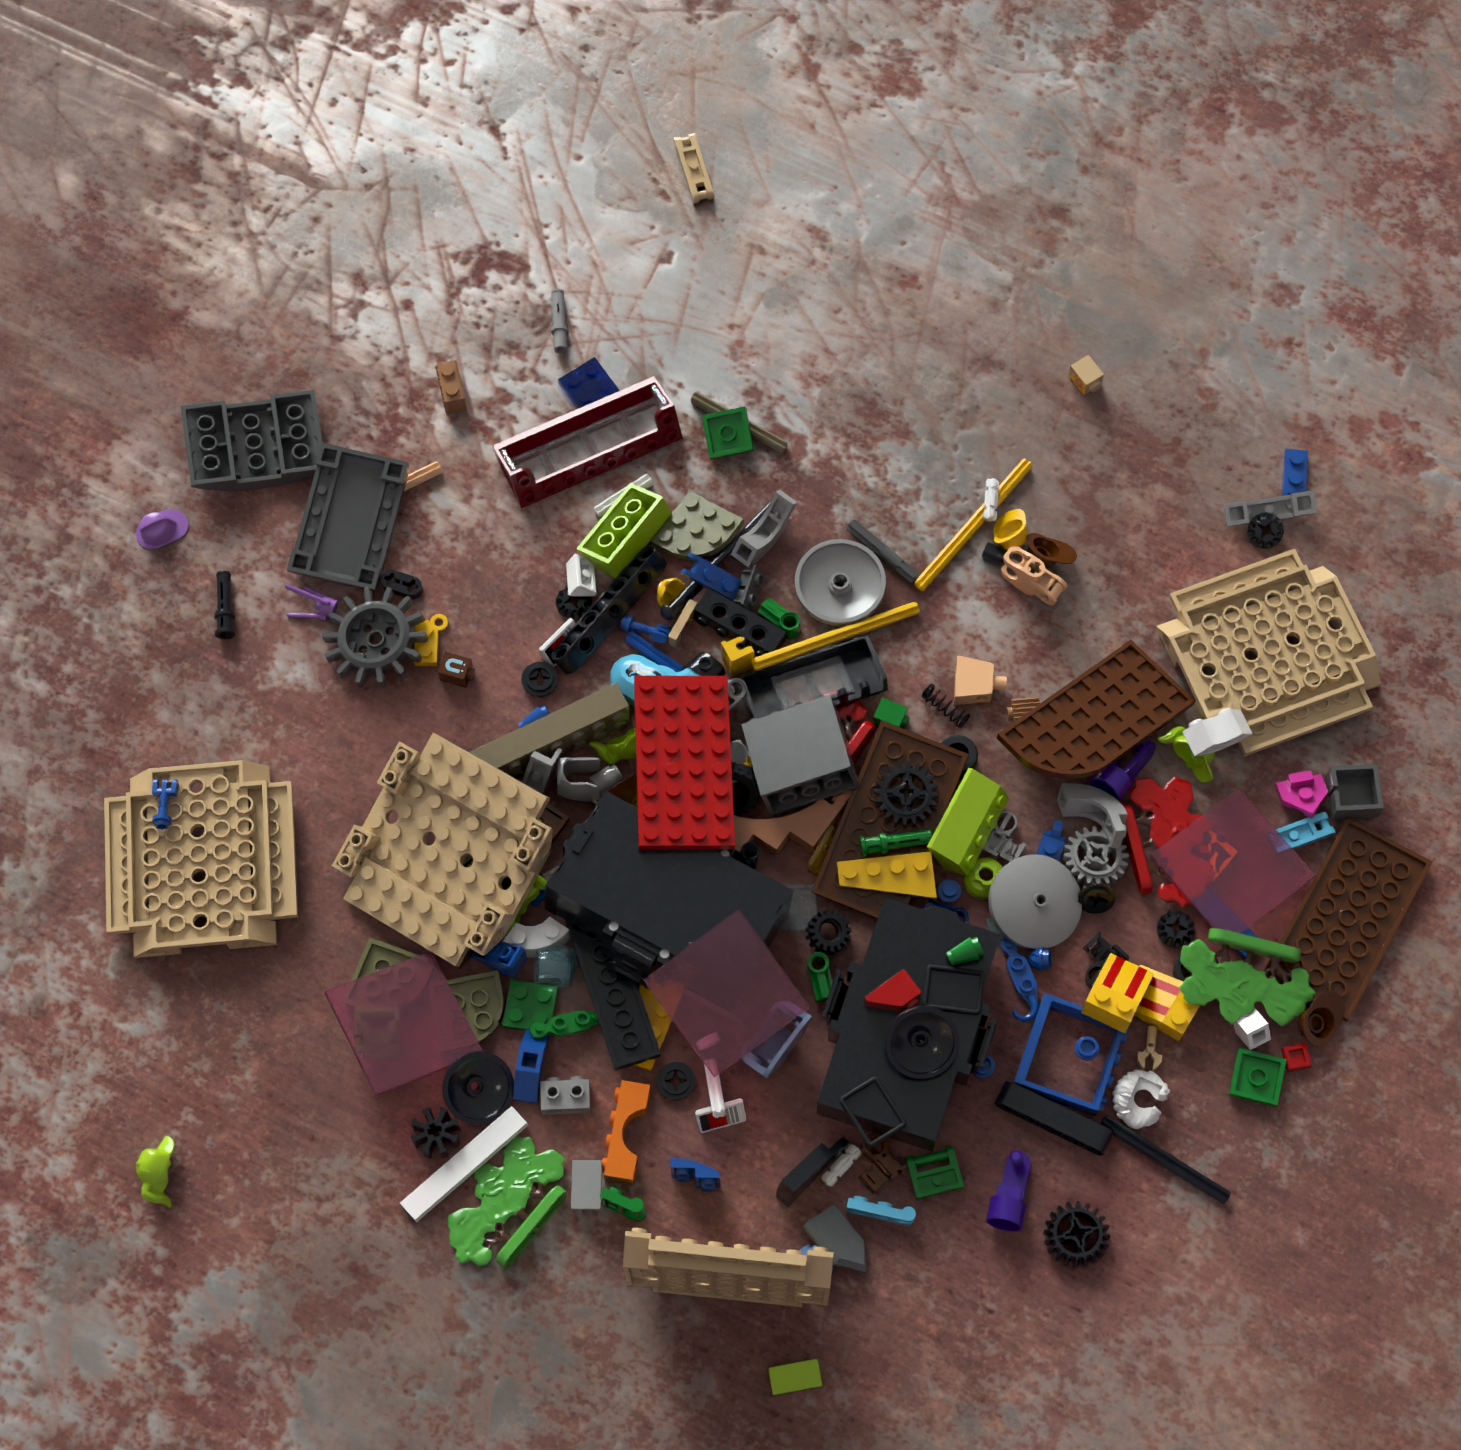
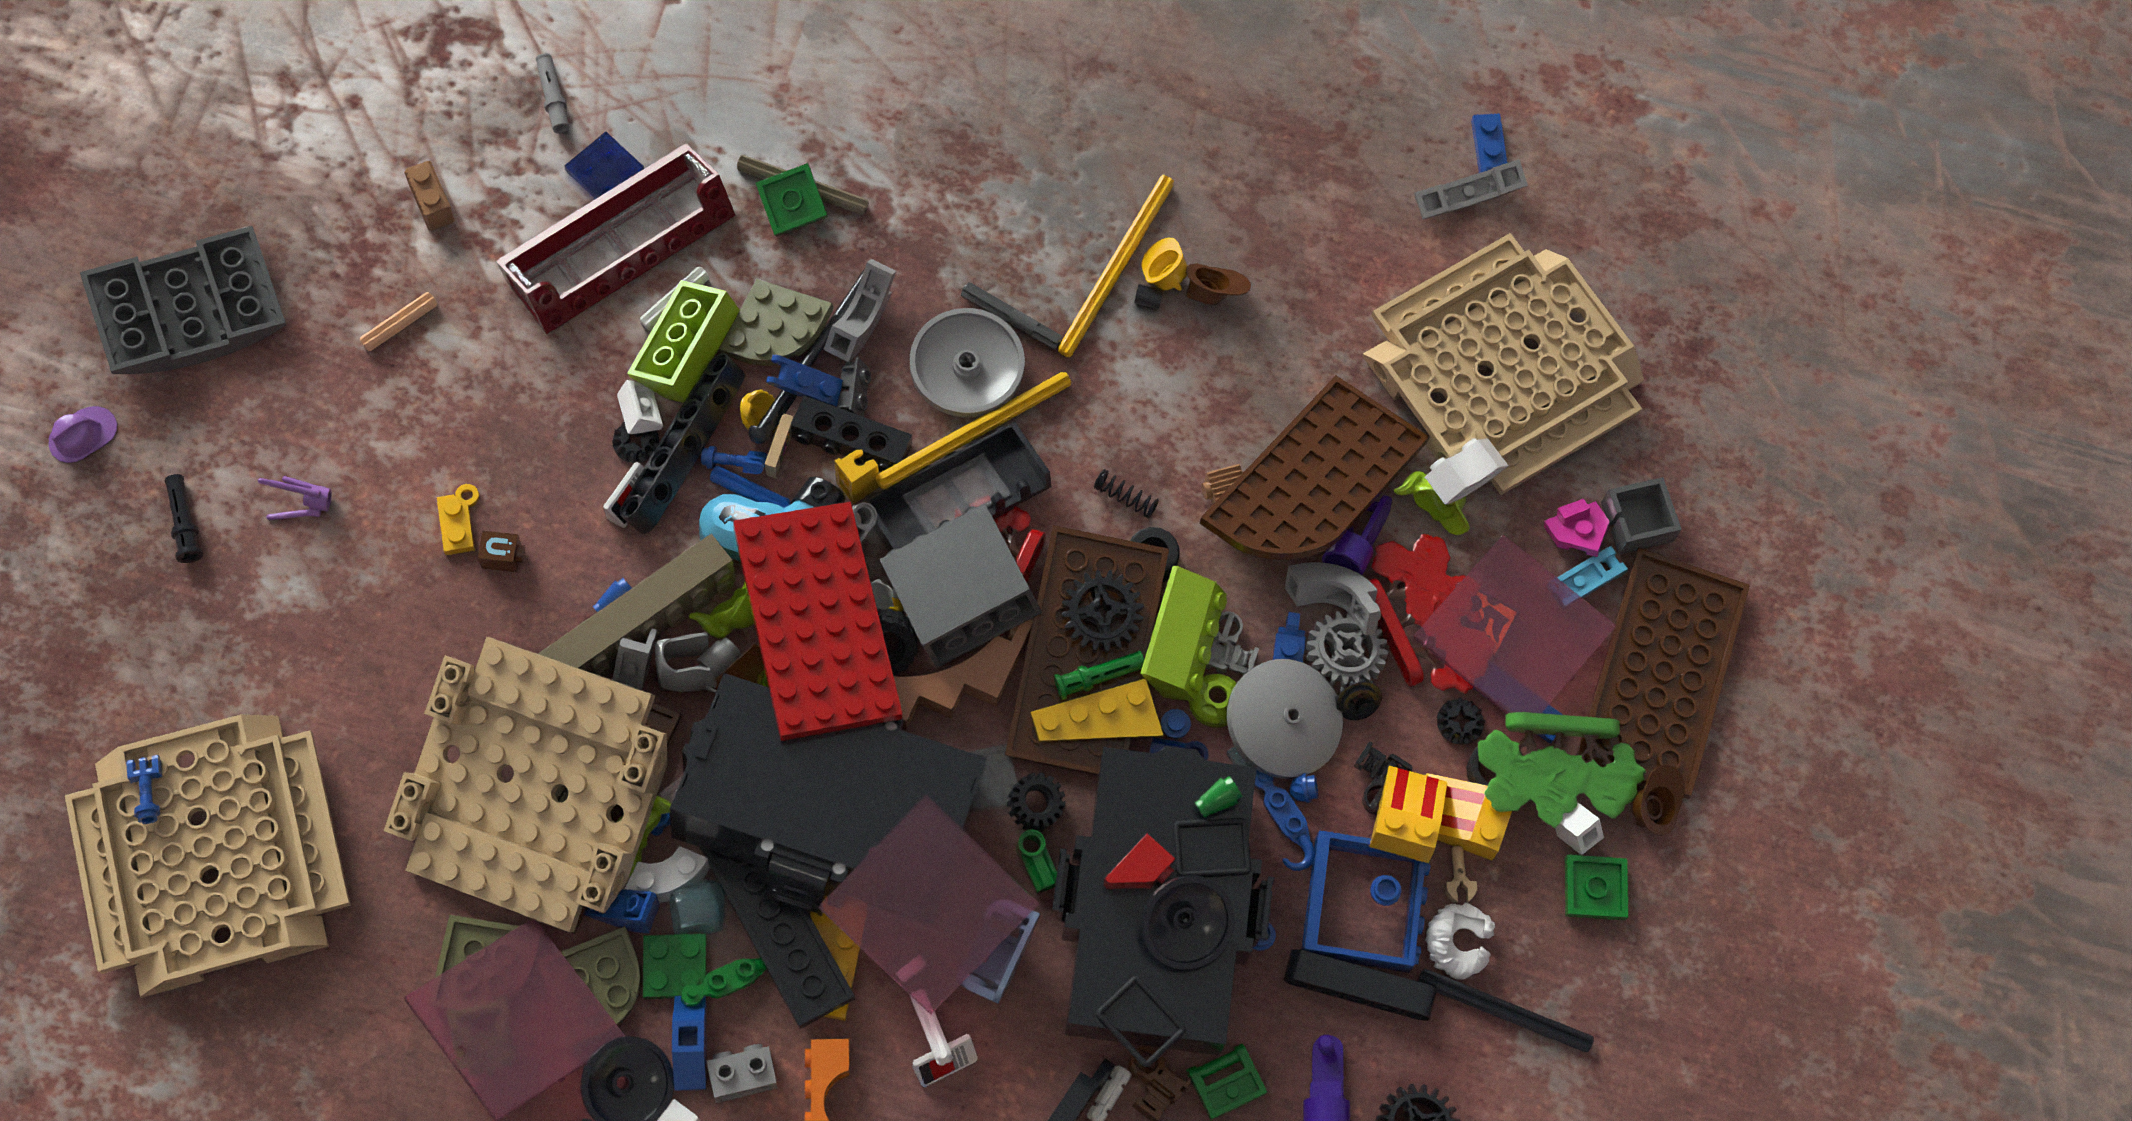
camera: 20 degrees left, 0 degrees up
(349, 517) = (326, 380): dark grey slope -> none
(380, 617) = (391, 501): dark grey gear -> none
(402, 579) = (409, 449): black beam -> none
(532, 672) = (598, 540): black gear -> none
(667, 1074) = (888, 1015): black gear -> none
(749, 854) = (920, 721): black piece -> none
(780, 617) = (900, 417): green piece -> none
(817, 859) = (1007, 705): clear yellow slope -> none
(891, 713) = (1062, 514): green brick -> none
(975, 681) = (1157, 457): light nougat torso -> none
(991, 500) = (1133, 231): white axle -> none
(1032, 576) = (1203, 317): light nougat piece -> none
(1086, 375) = (1218, 63): tan brick -> none
(1267, 541) = (1458, 222): black gear -> none
(1297, 1057) = (1638, 853): red tile -> none

